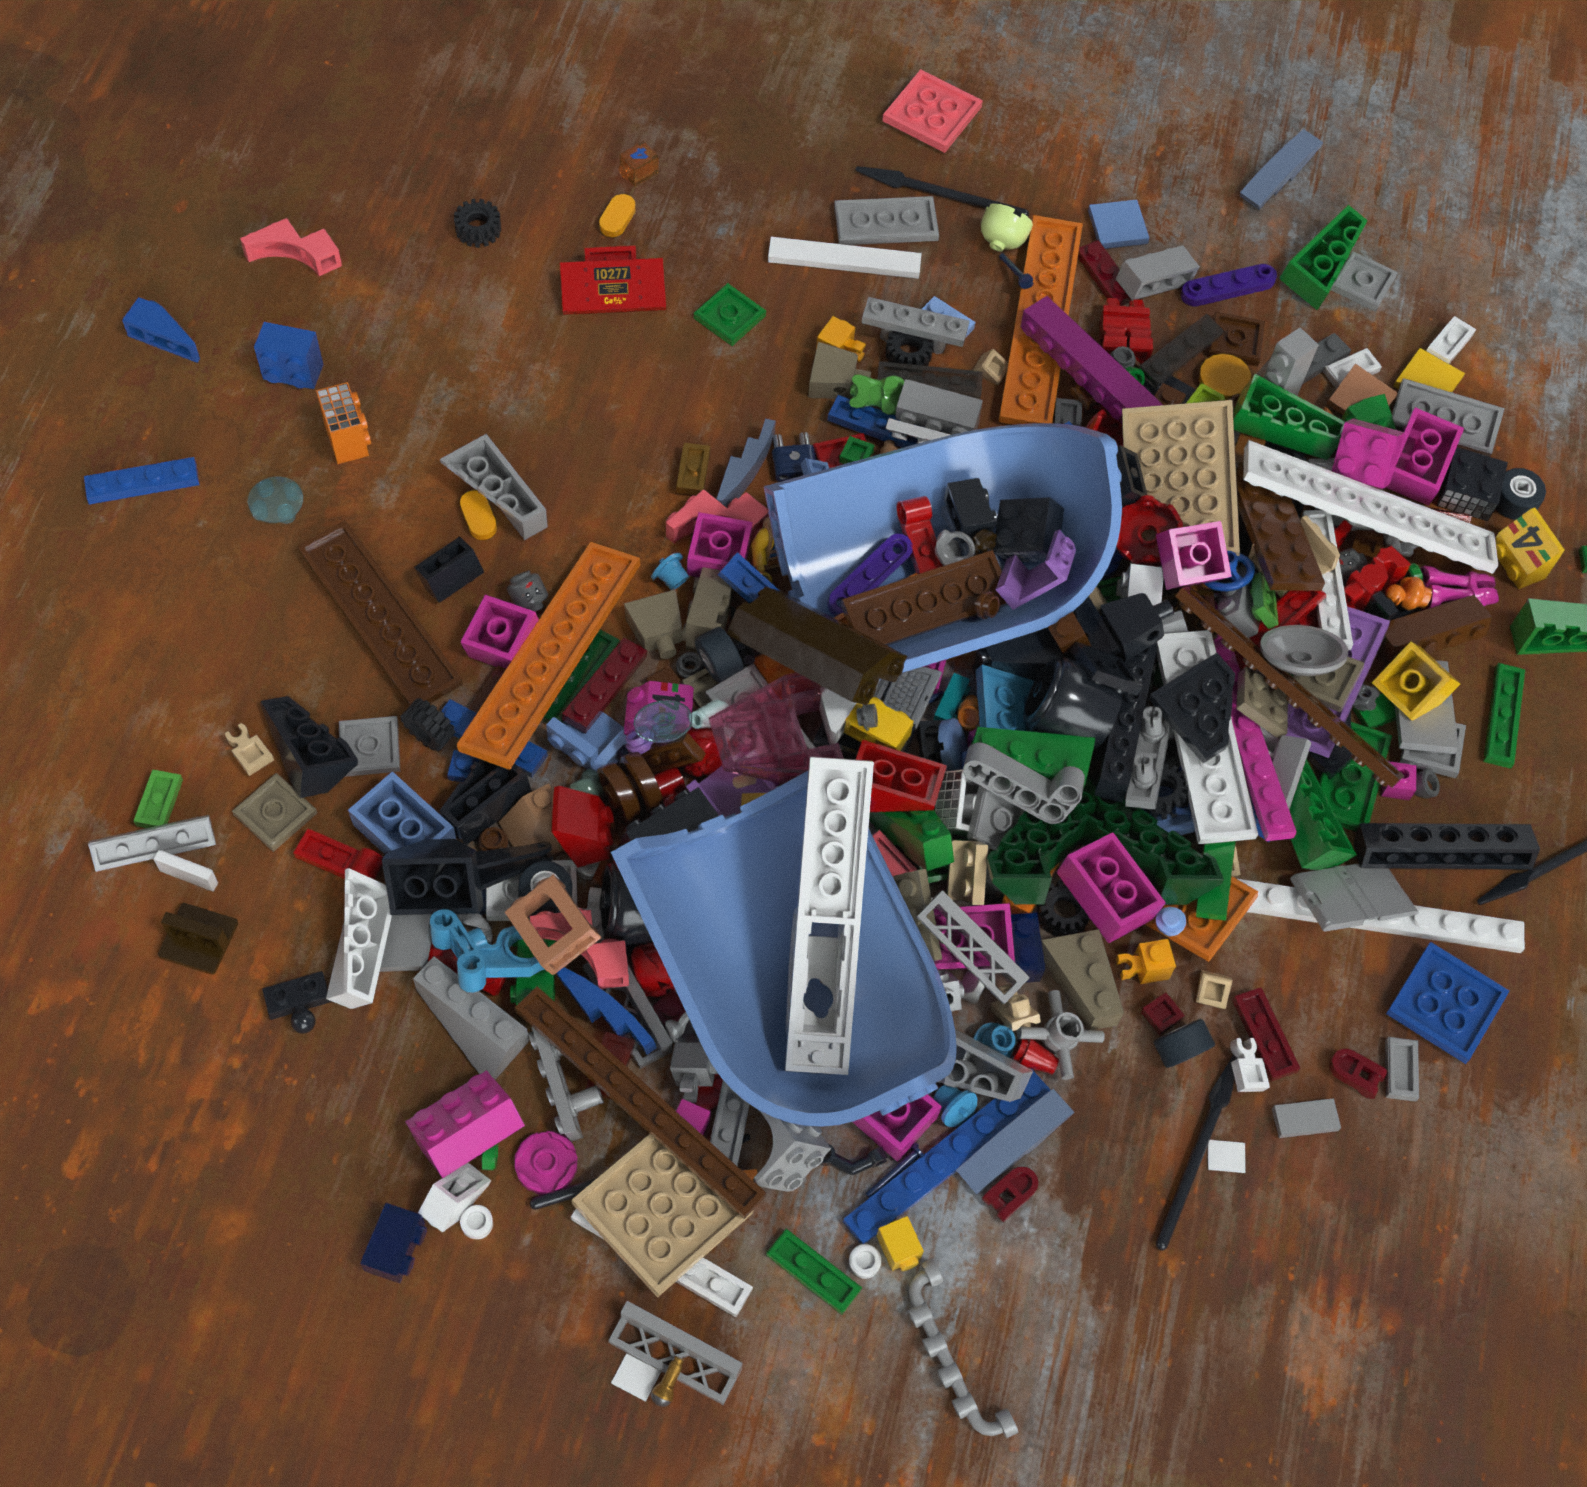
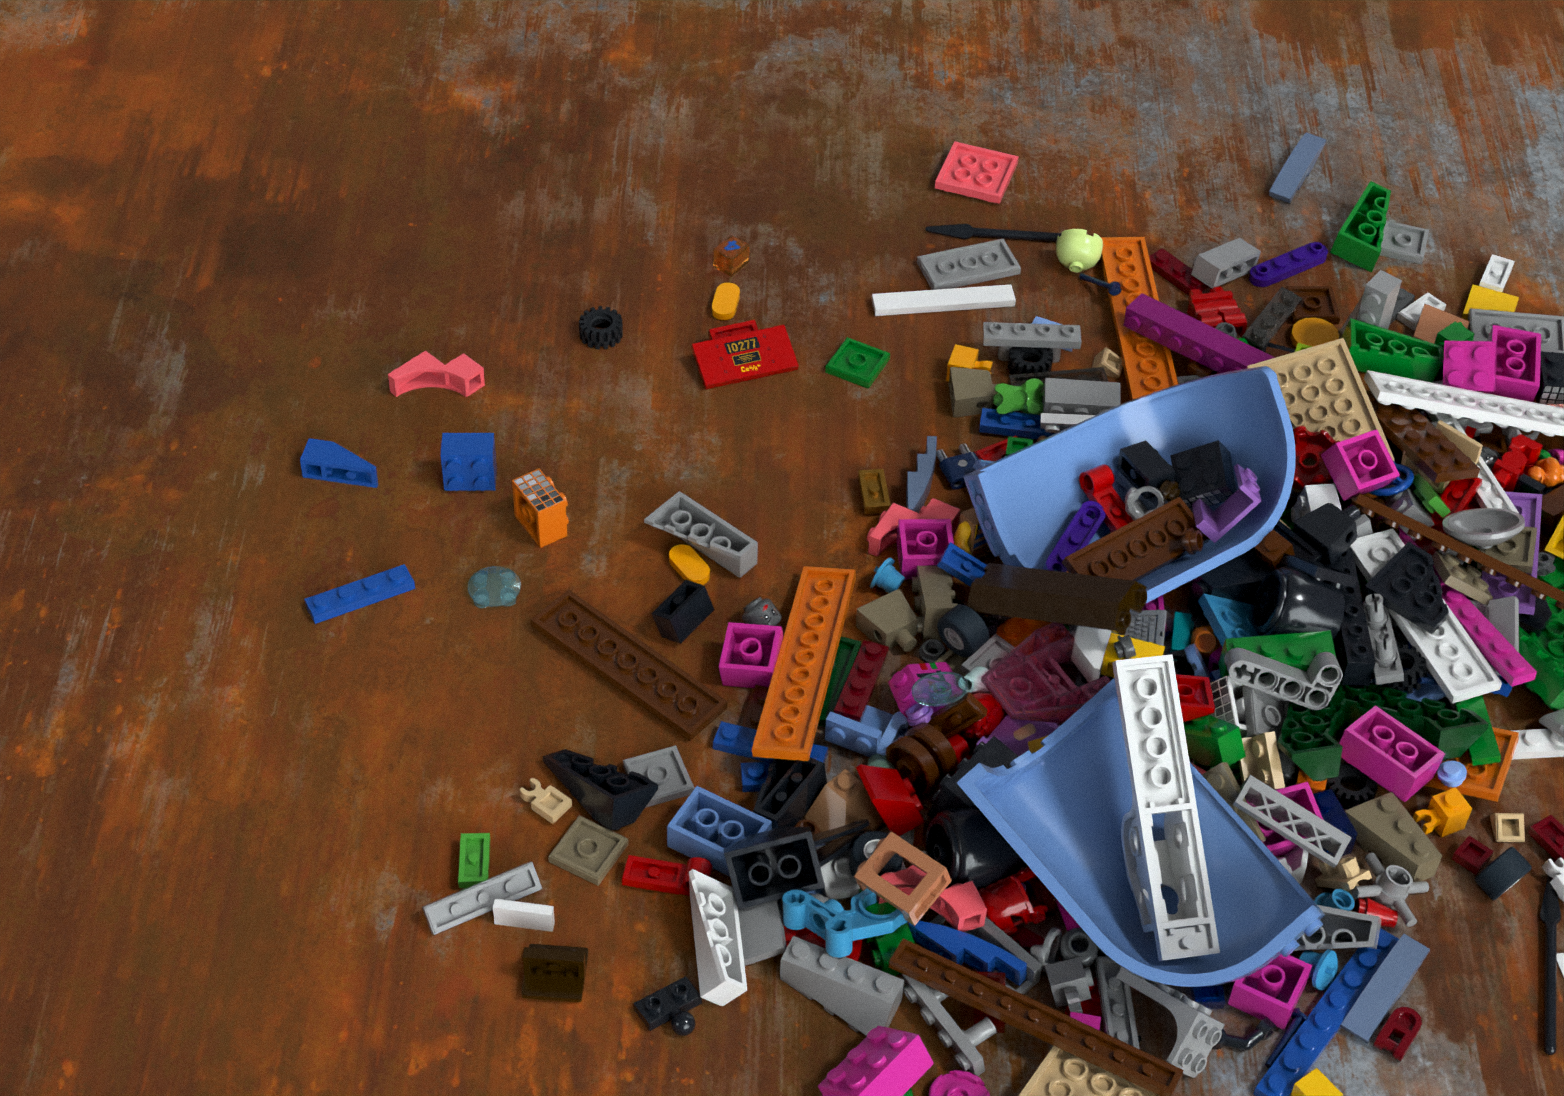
camera: 10 degrees left, 15 degrees down
(428, 724) = (711, 743): black tyre -> none
(1118, 224) = (1174, 233): medium blue tile -> none

